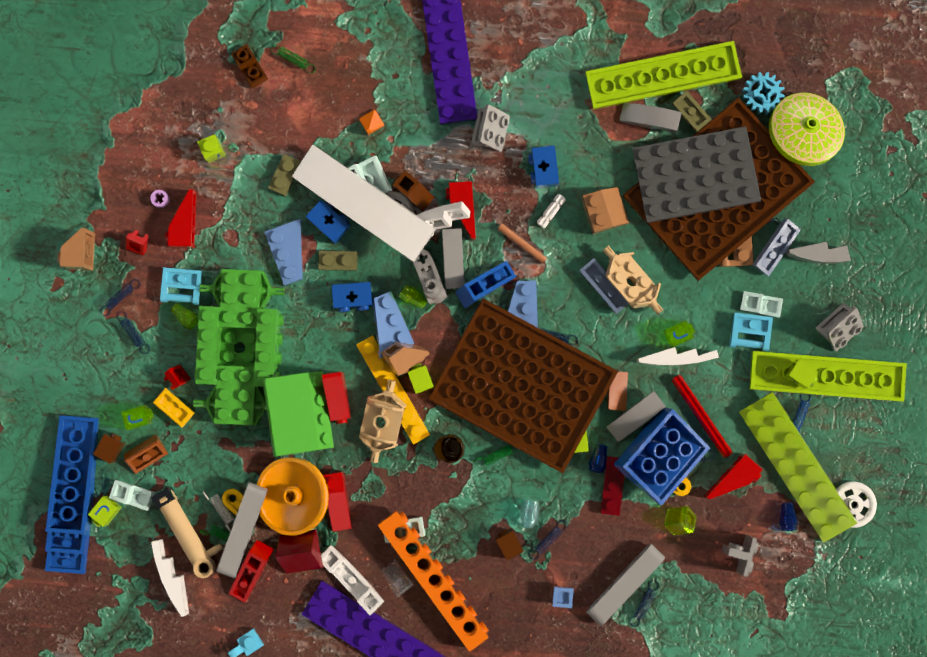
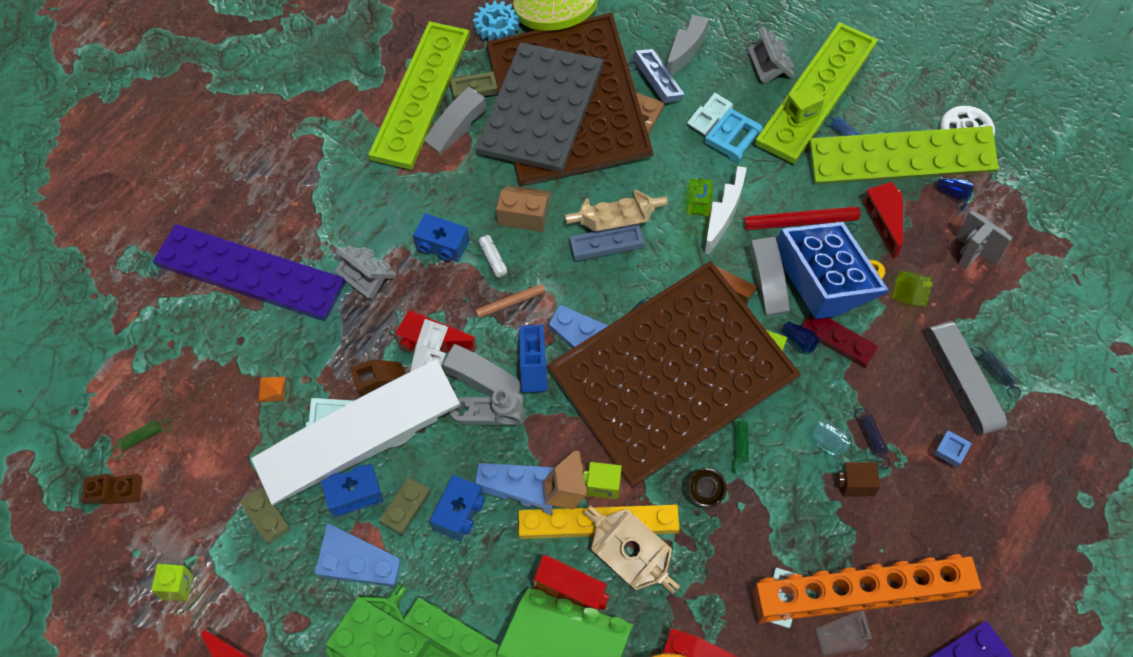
camera: 60 degrees left, 25 degrees down
(412, 296) = (498, 442): clear neon green cone -> none

